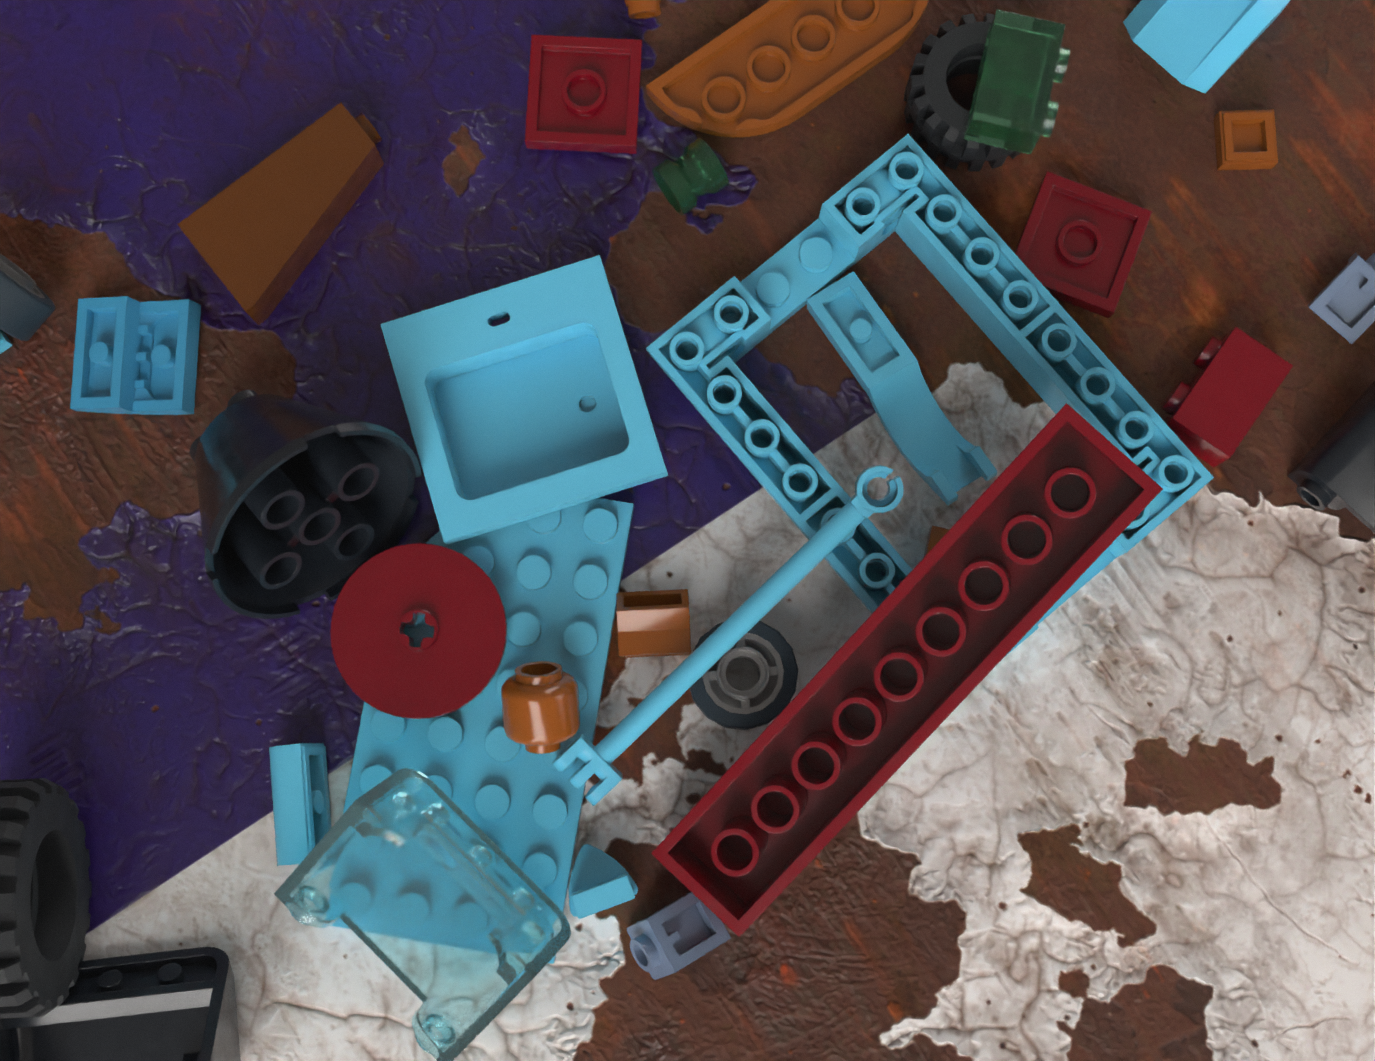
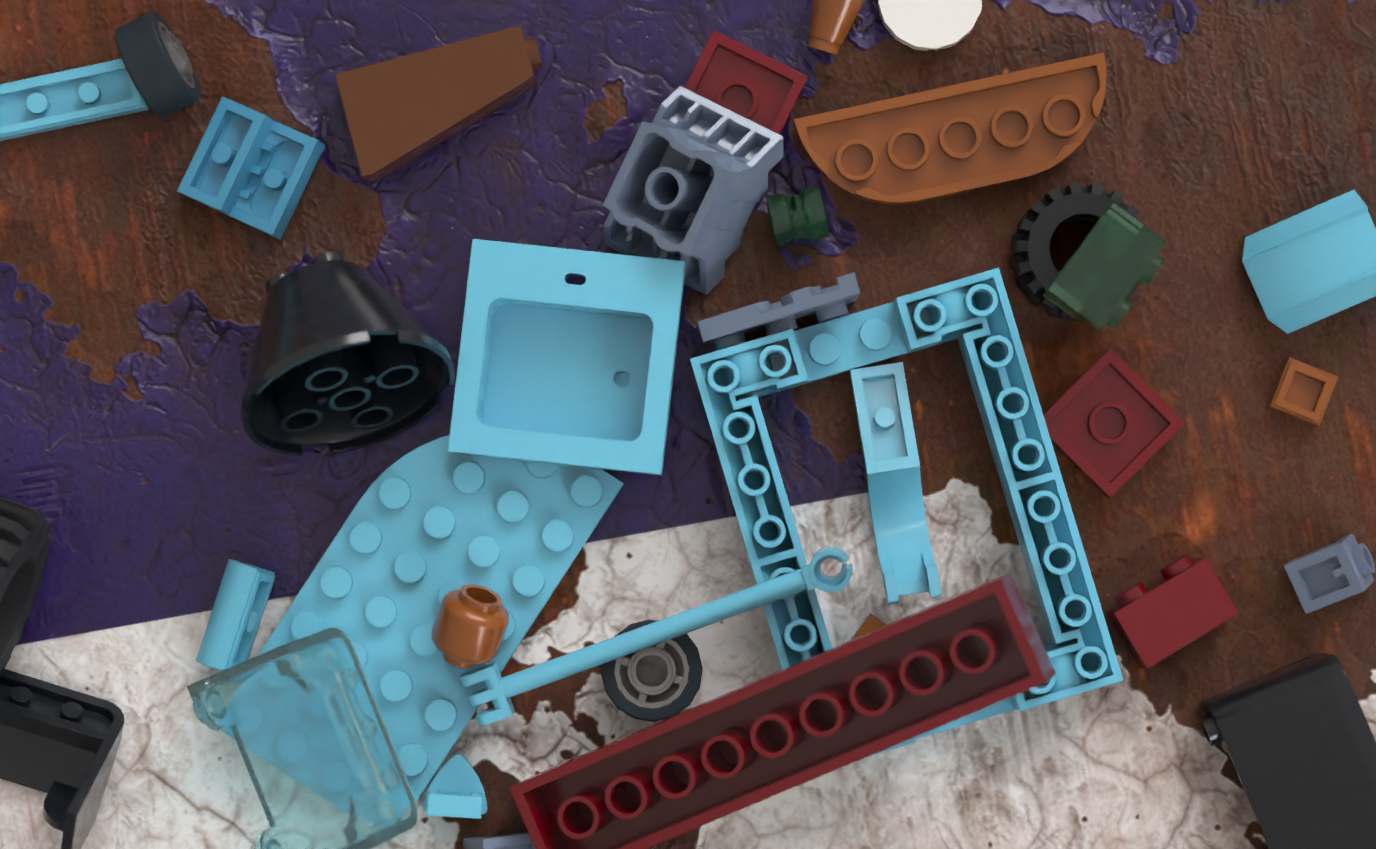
camera: 25 degrees right, 5 degrees up
(381, 659) = (354, 529): dark red piece -> none
(573, 184) = (690, 186): none -> sand blue slope
(653, 623) = (596, 593): dark orange piece -> none
(729, 256) = (827, 303): none -> sand blue wing

